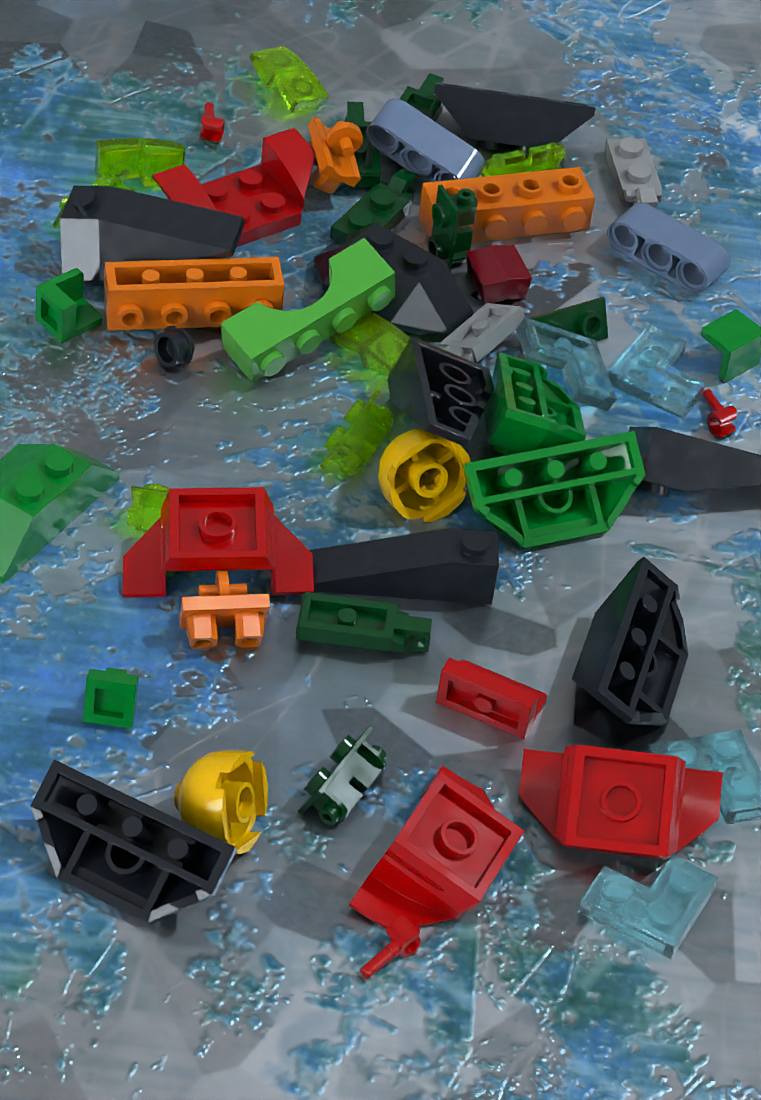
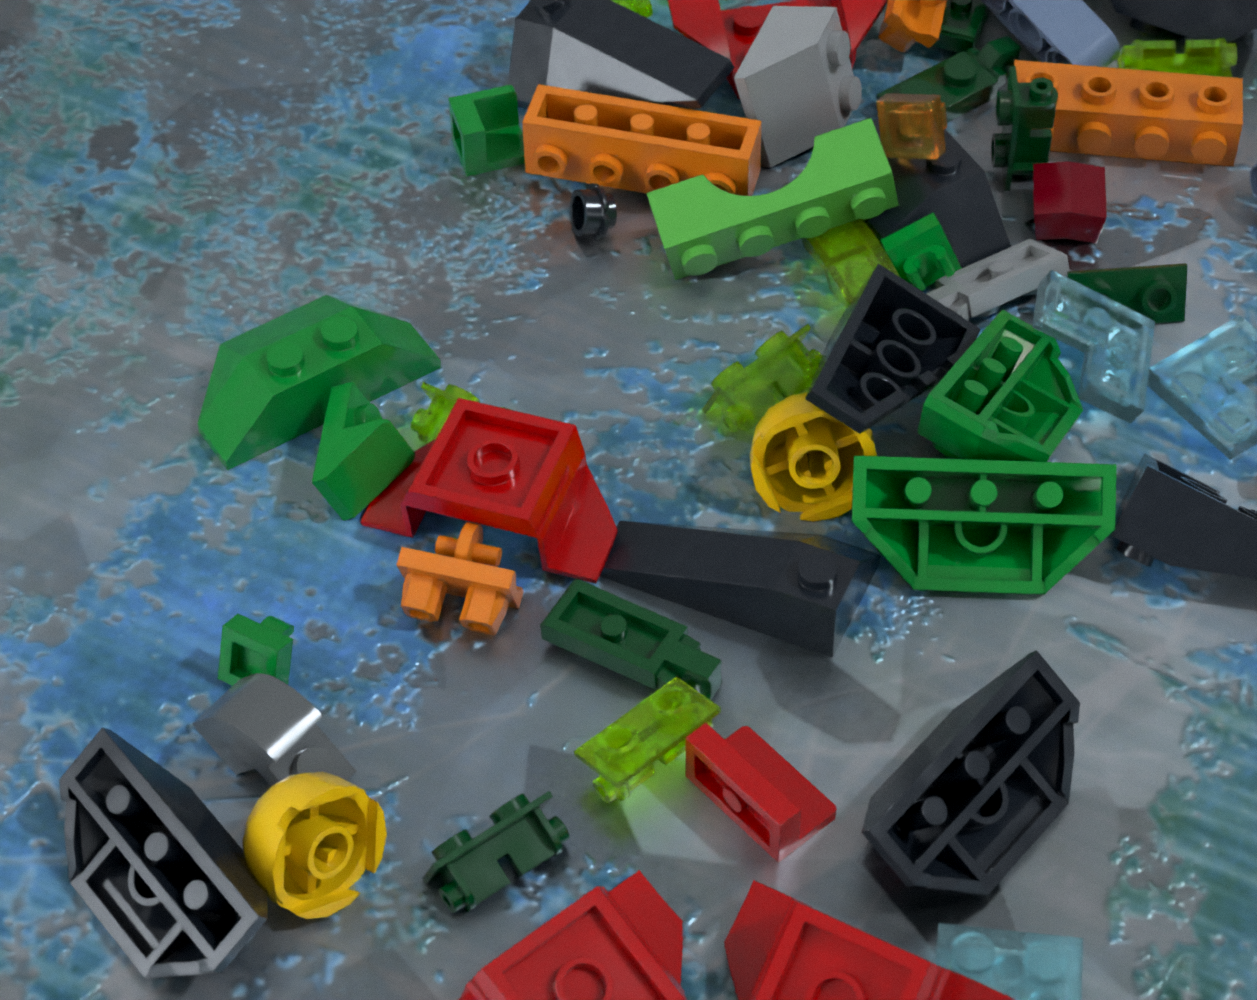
camera: 30 degrees right, 5 degrees up
(107, 546) = (357, 452): none -> green slope
(151, 736) = (270, 730): none -> dark grey brick
(286, 220) = (797, 80): none -> light grey slope
(393, 237) = (912, 125): none -> clear orange tile
(407, 680) = (647, 733): none -> clear neon green hinge
(426, 322) = (921, 252): none -> green tile

